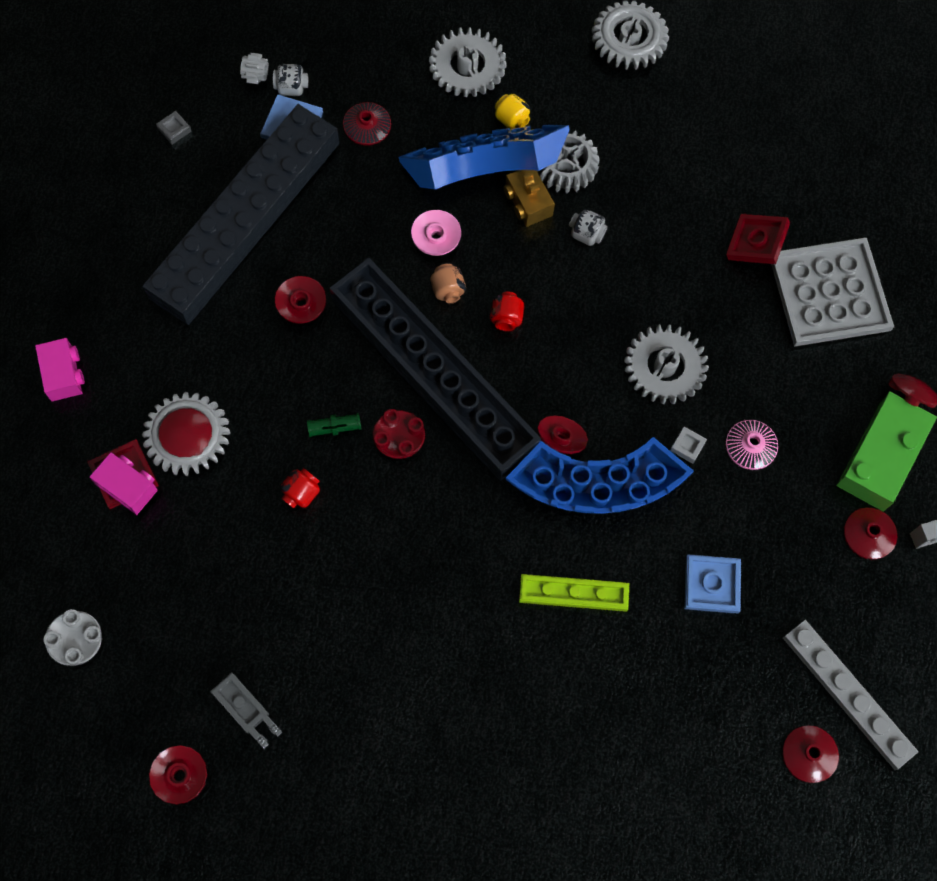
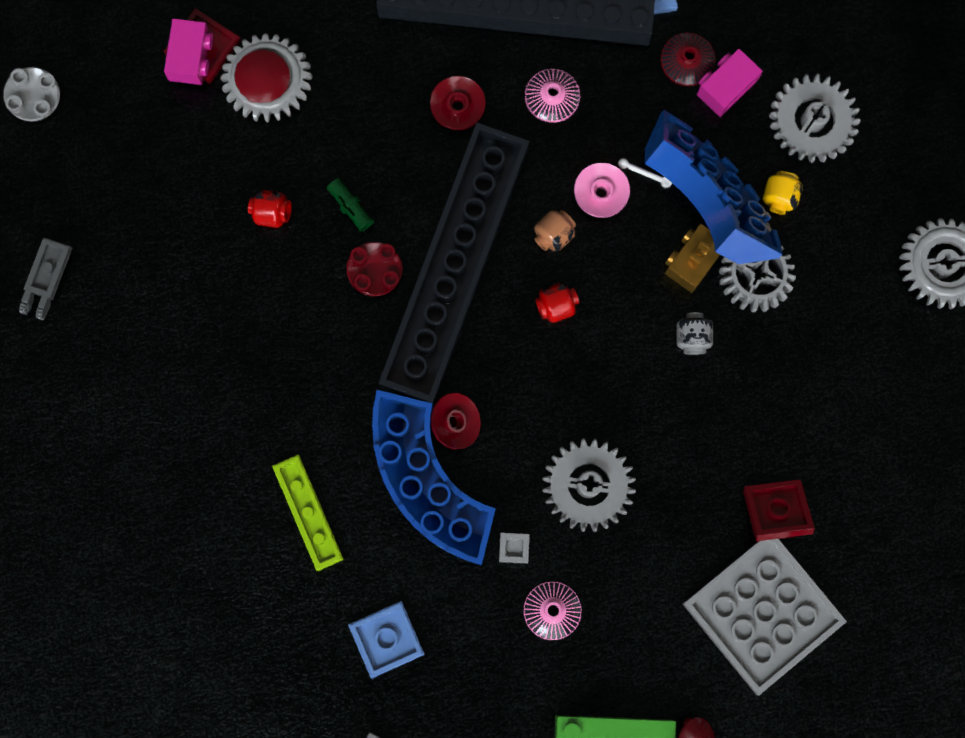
camera: 60 degrees right, 10 degrees up
(338, 240) = (549, 107): none -> dish
(405, 102) = (729, 82): none -> dark pink piece
(454, 187) = (623, 164): none -> white hinge

